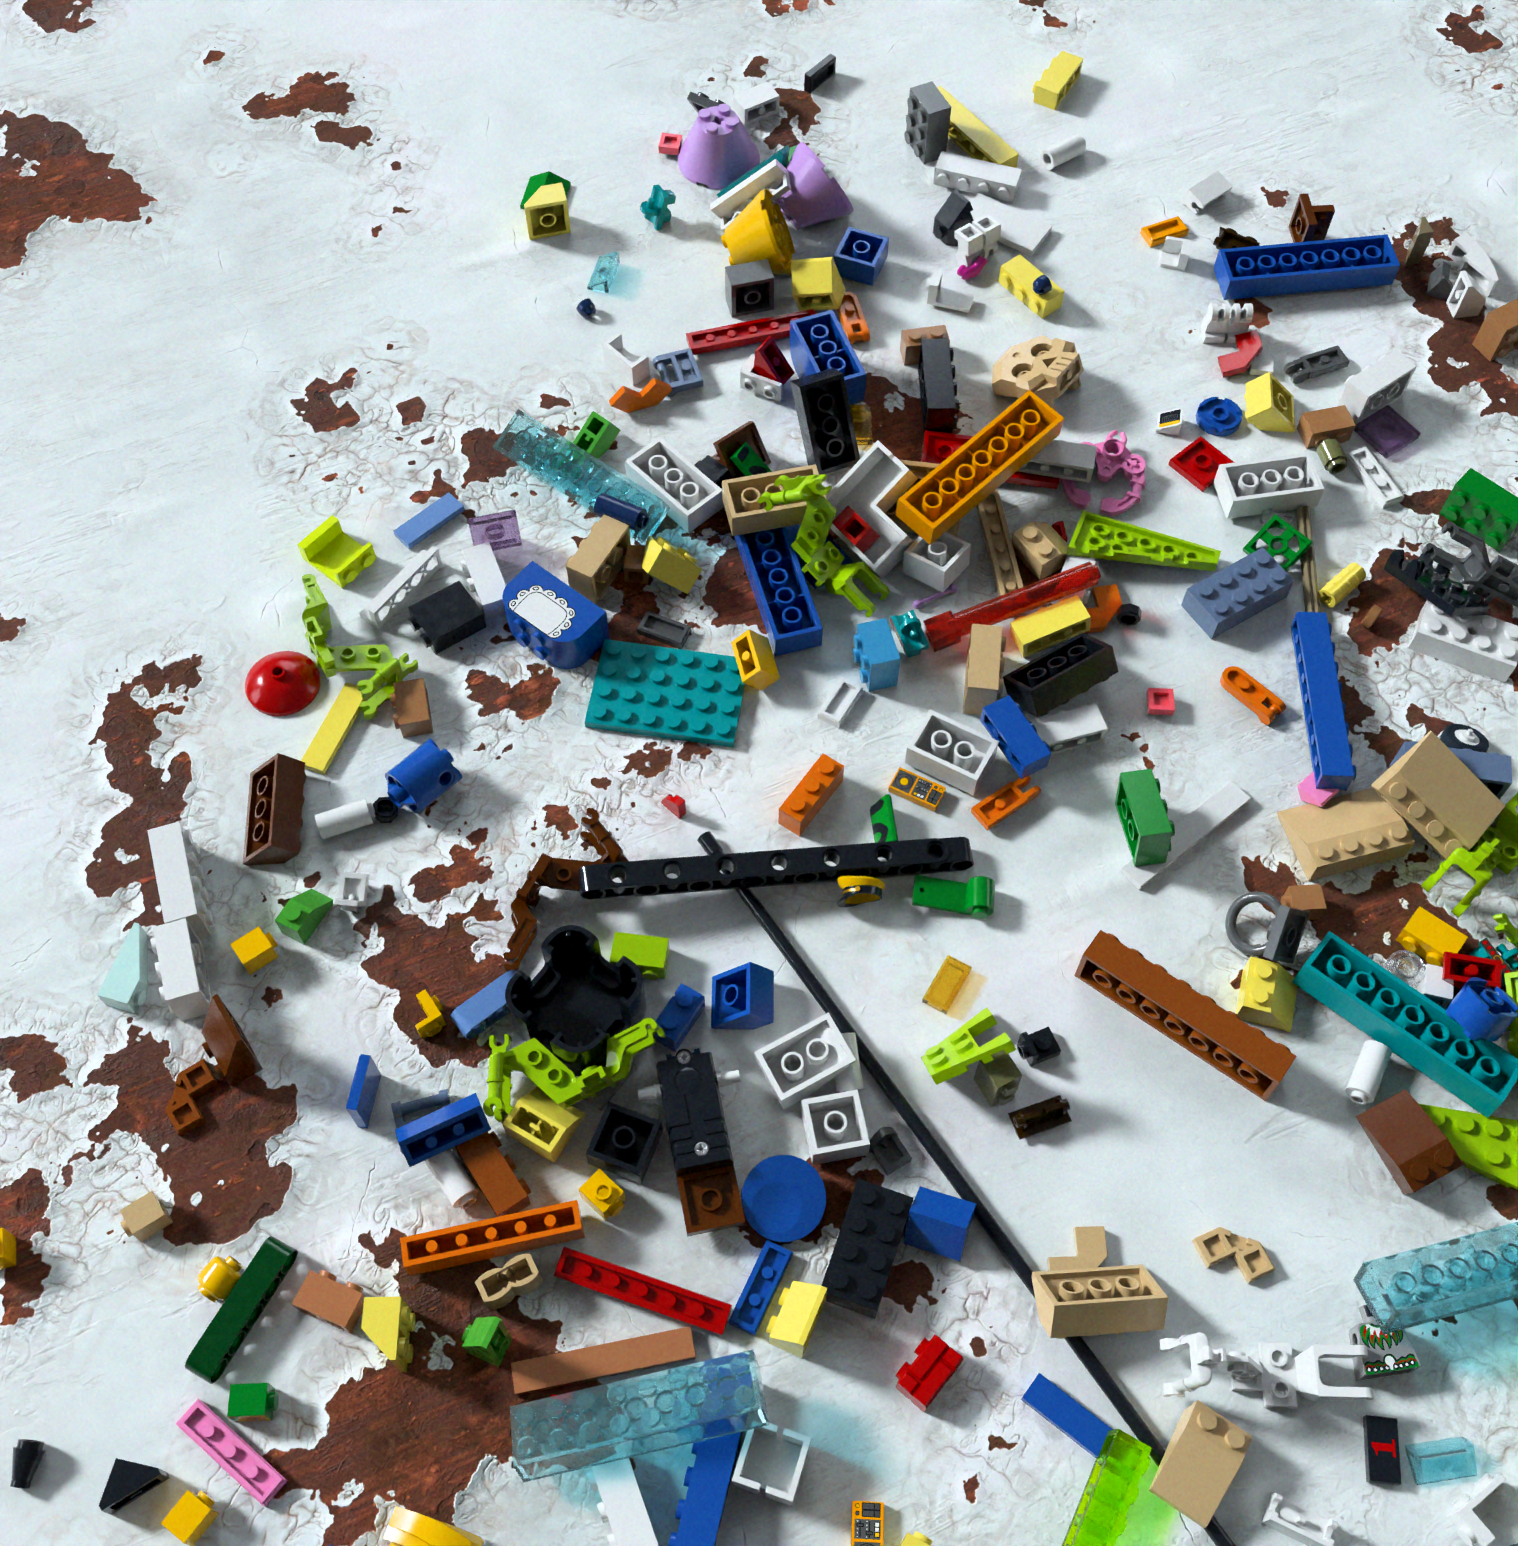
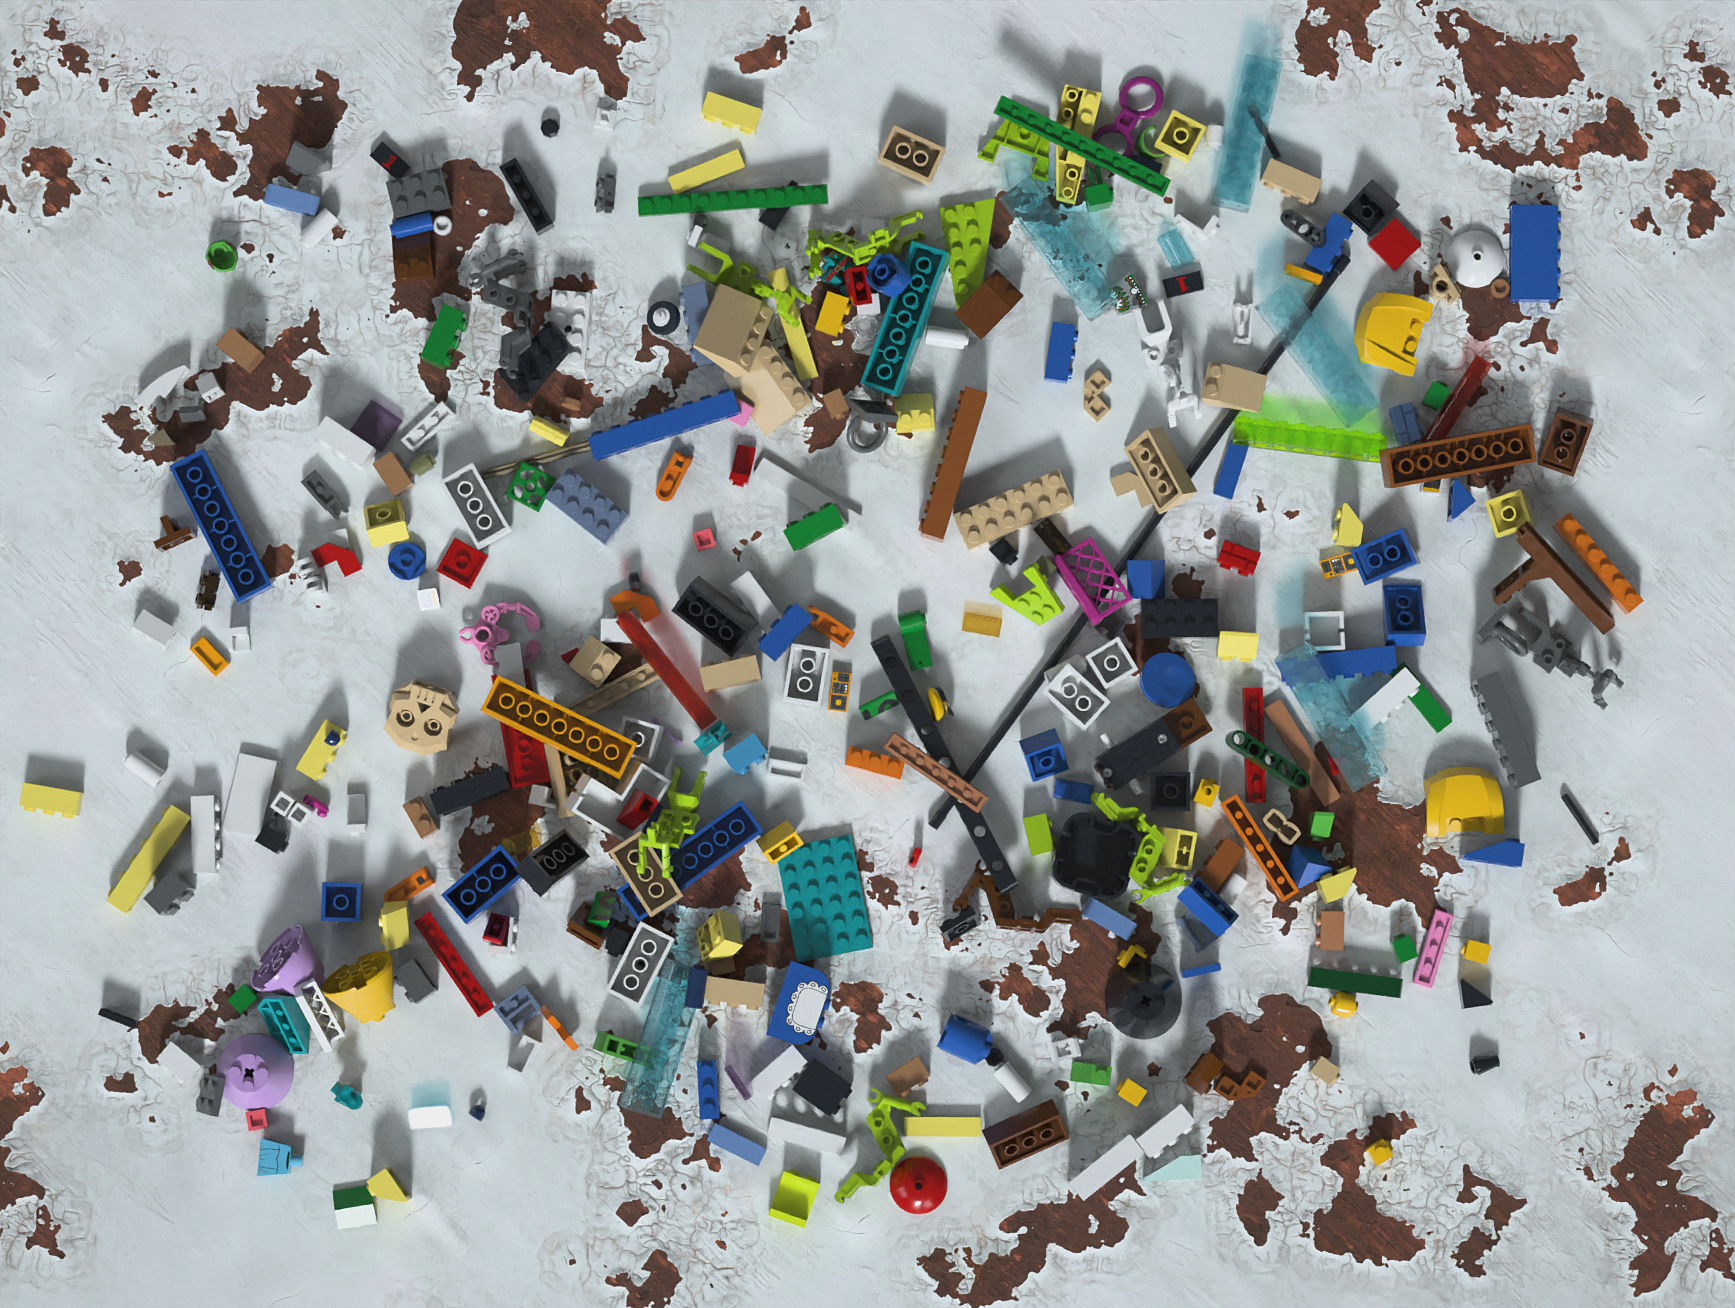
camera: 110 degrees left, 25 degrees up
(365, 1012) = (1126, 992): none -> black cone
(436, 1298) = (1306, 865): none -> blue slope
(488, 500) = (708, 1089): none -> blue brick
(564, 817) = (959, 925): none -> black plate
(598, 1302) = (1258, 758): none -> dark green beam
(626, 146) = (276, 1158): none -> medium azure torso
(760, 1288) = (1224, 675): blue tile -> none
(769, 846) = (936, 772): none -> nougat tile
(905, 450) = (541, 796): none -> white panel
(954, 1118) = (1079, 592): none -> dark pink fence
(1050, 625) = (669, 637): light yellow brick -> none
(1095, 1076) = (1013, 510): none -> tan brick
(1120, 541) = (569, 602): lime wing -> none
(1243, 771) = (742, 465): none -> red bracket
(1312, 1221) = (1060, 352): none -> blue brick
(1408, 889) = (795, 336): none -> light yellow tile

